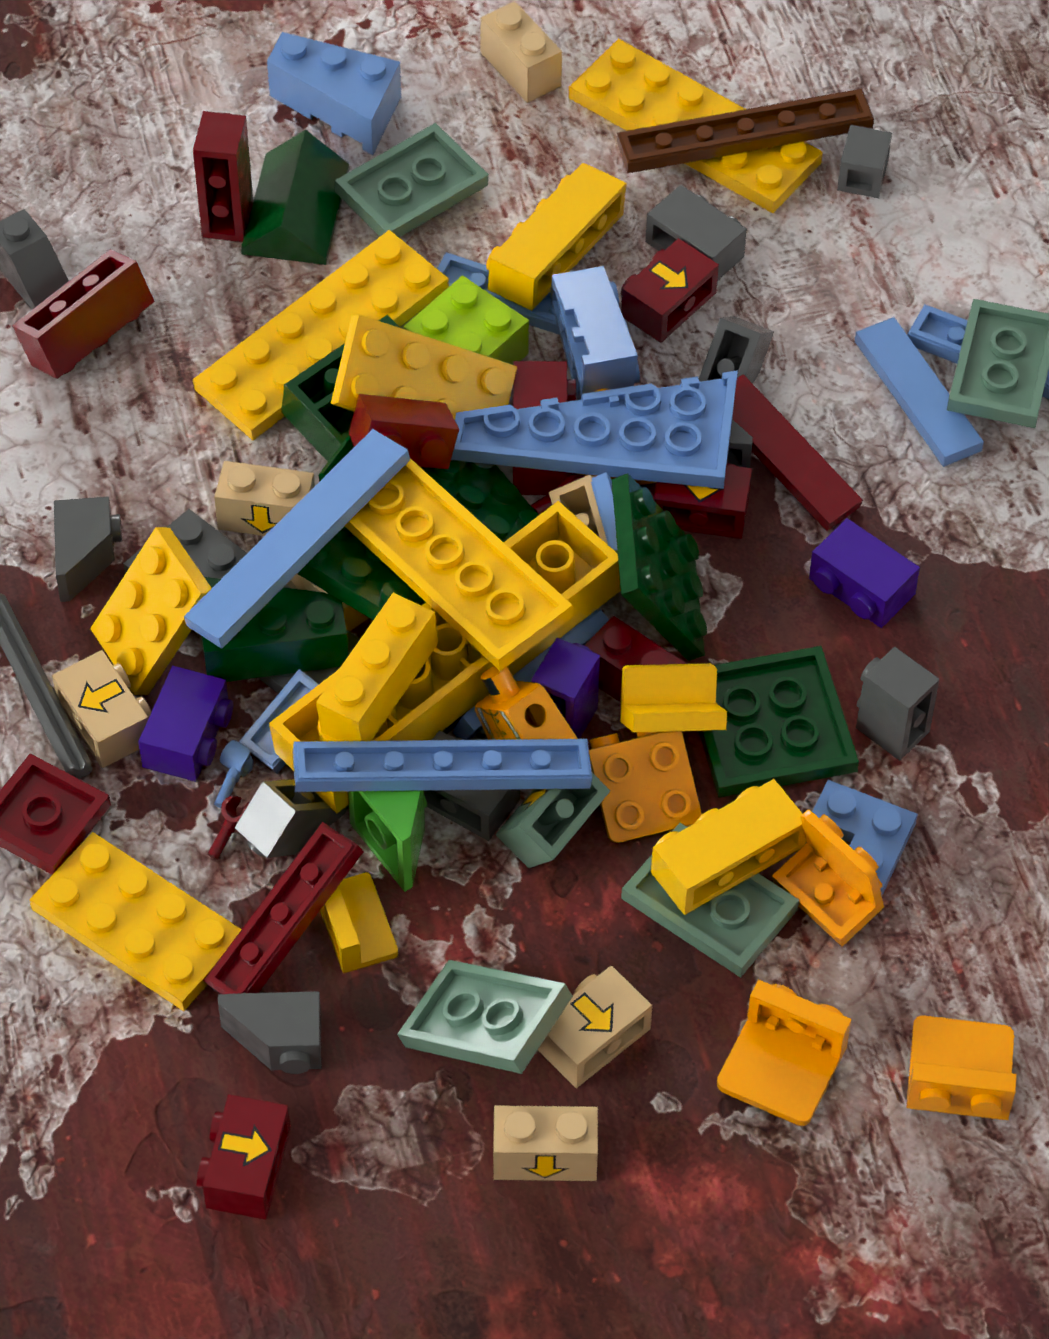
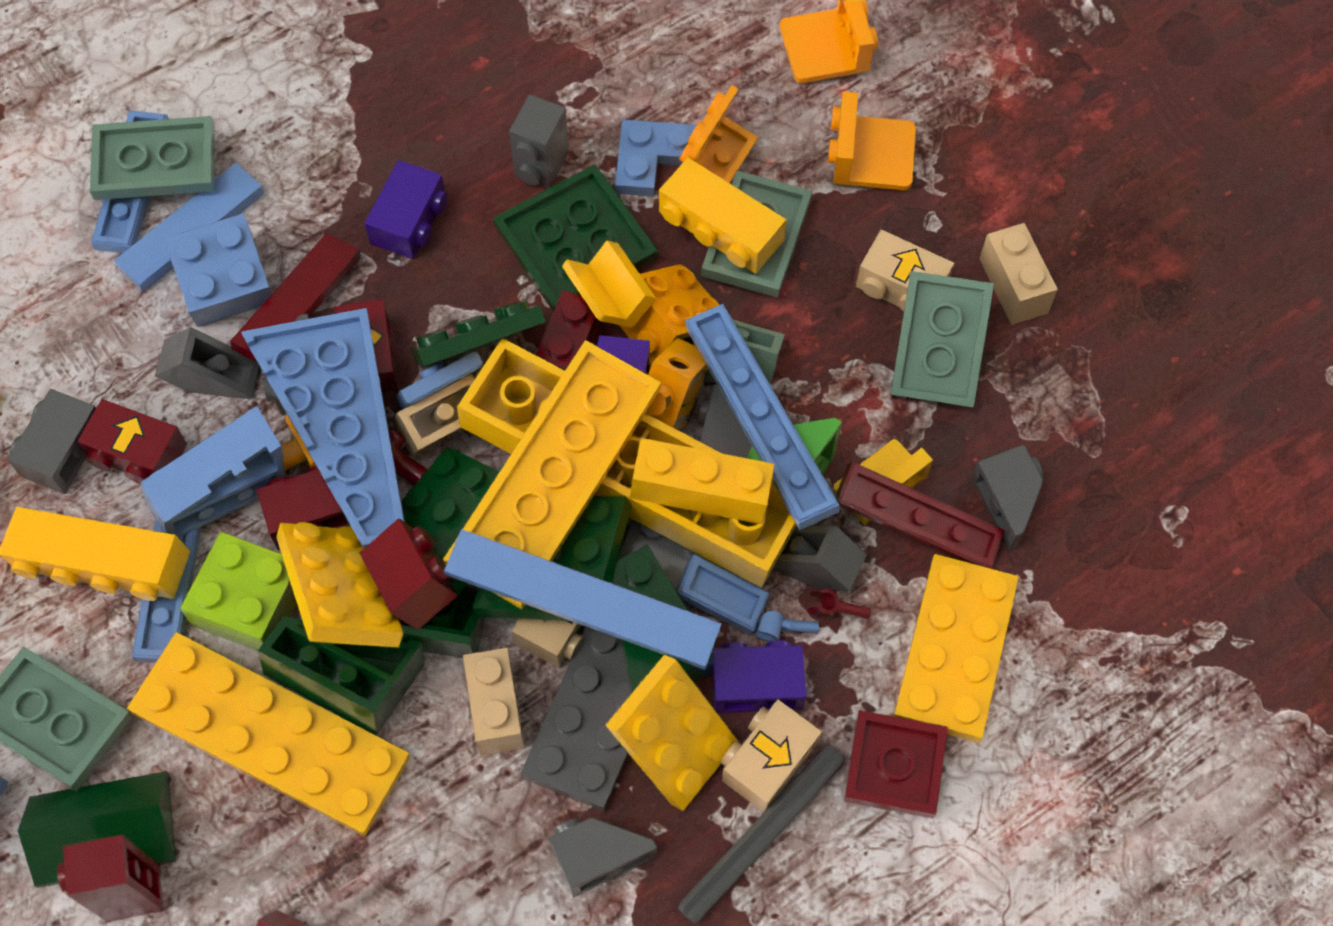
camera: 110 degrees left, 10 degrees up
(245, 1156) = (1128, 474): dark red brick -> none
(838, 389) = (219, 270): none -> medium blue brick

